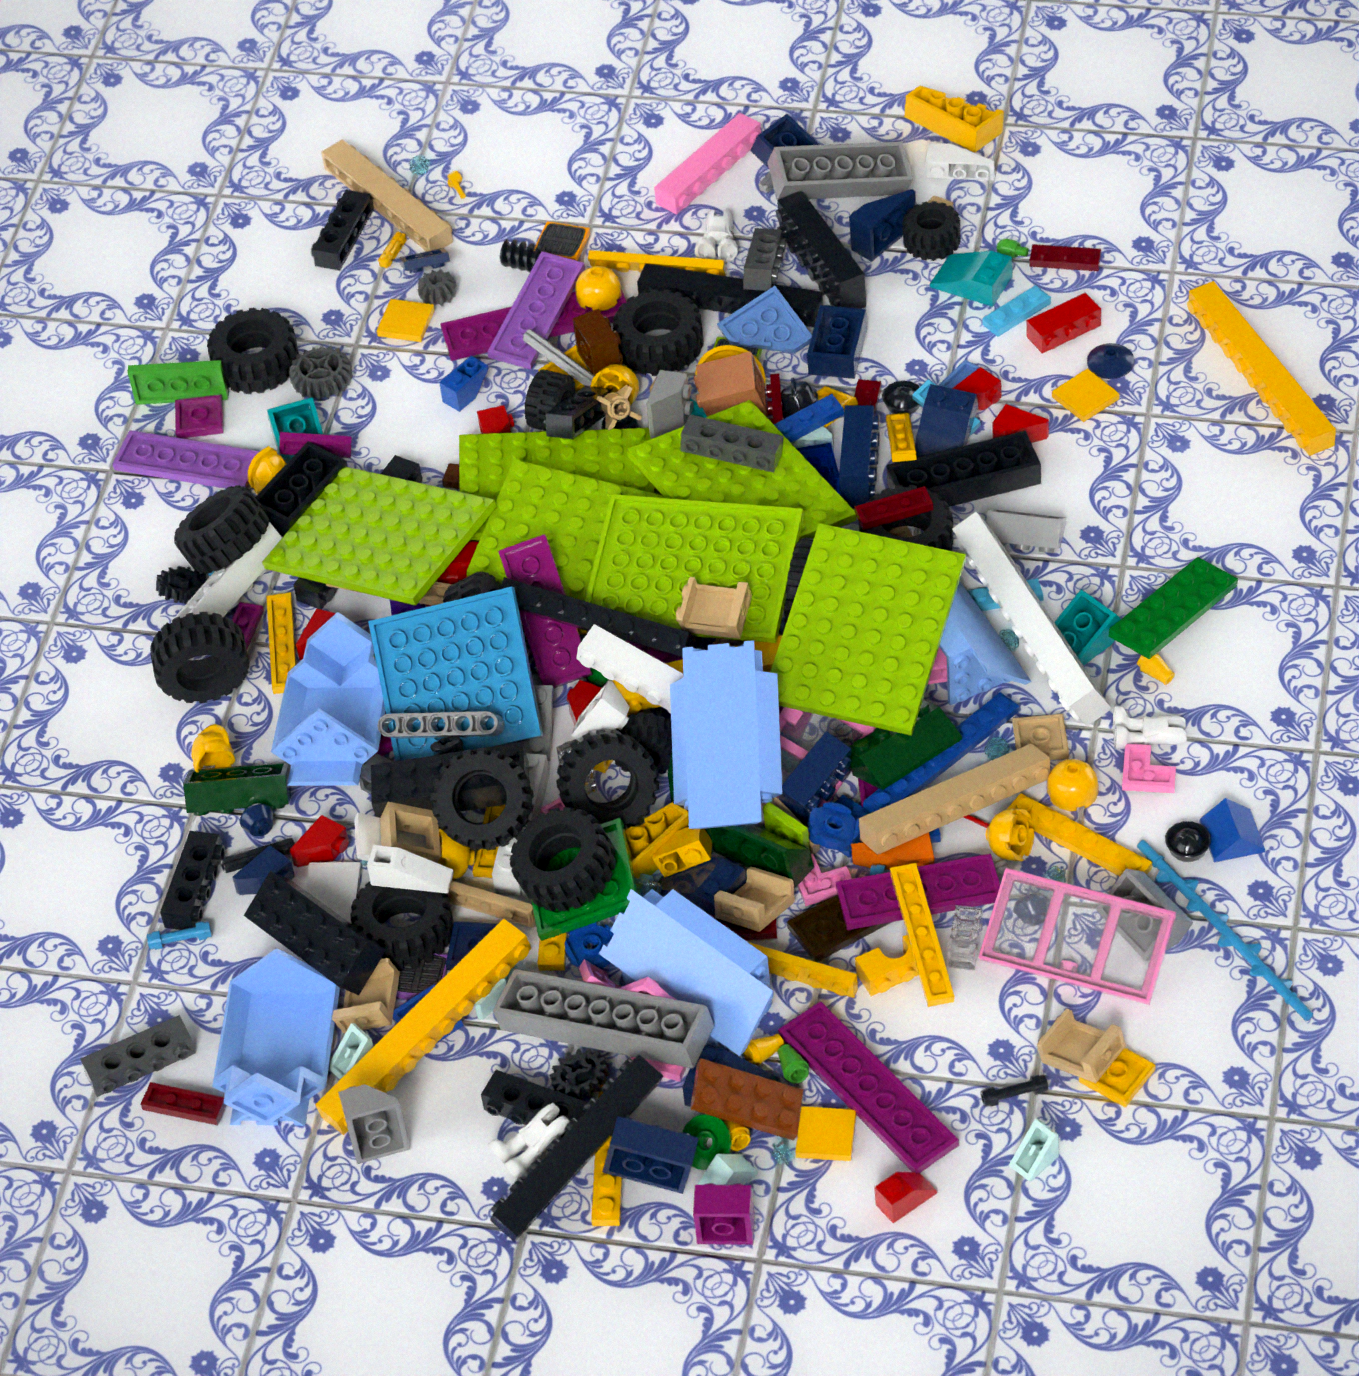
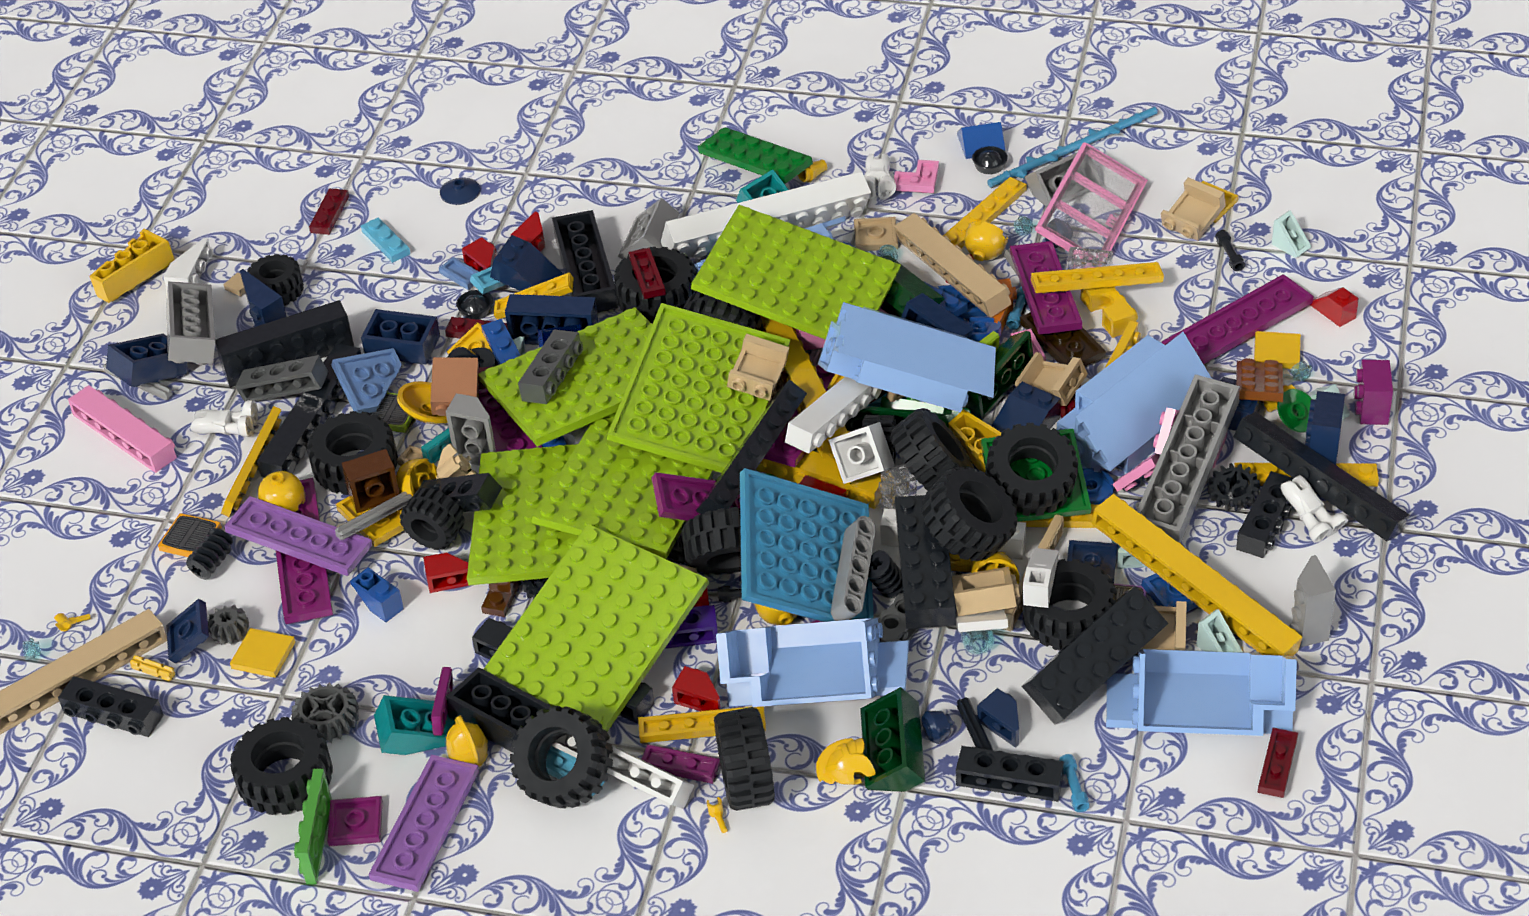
camera: 90 degrees left, 5 degrees down
(138, 1056) = (1226, 800): dark grey brick -> none
(179, 583) = (612, 807): black gear -> none
(320, 843) = (964, 675): red slope -> none
(335, 885) = (1014, 667): white tile -> none
(683, 851) = (996, 412): yellow slope -> none
(793, 1065) = (1216, 363): bright green cone -> none
(975, 276) = (337, 259): teal slope -> none
(1011, 248) = (309, 240): bright green cylinder -> none
(1063, 322) = (414, 208): red brick -> none
(1072, 785) = (933, 209): yellow cylinder -> none
(1085, 395) = (499, 203): yellow tile -> none
(1261, 368) = (496, 107): yellow brick -> none

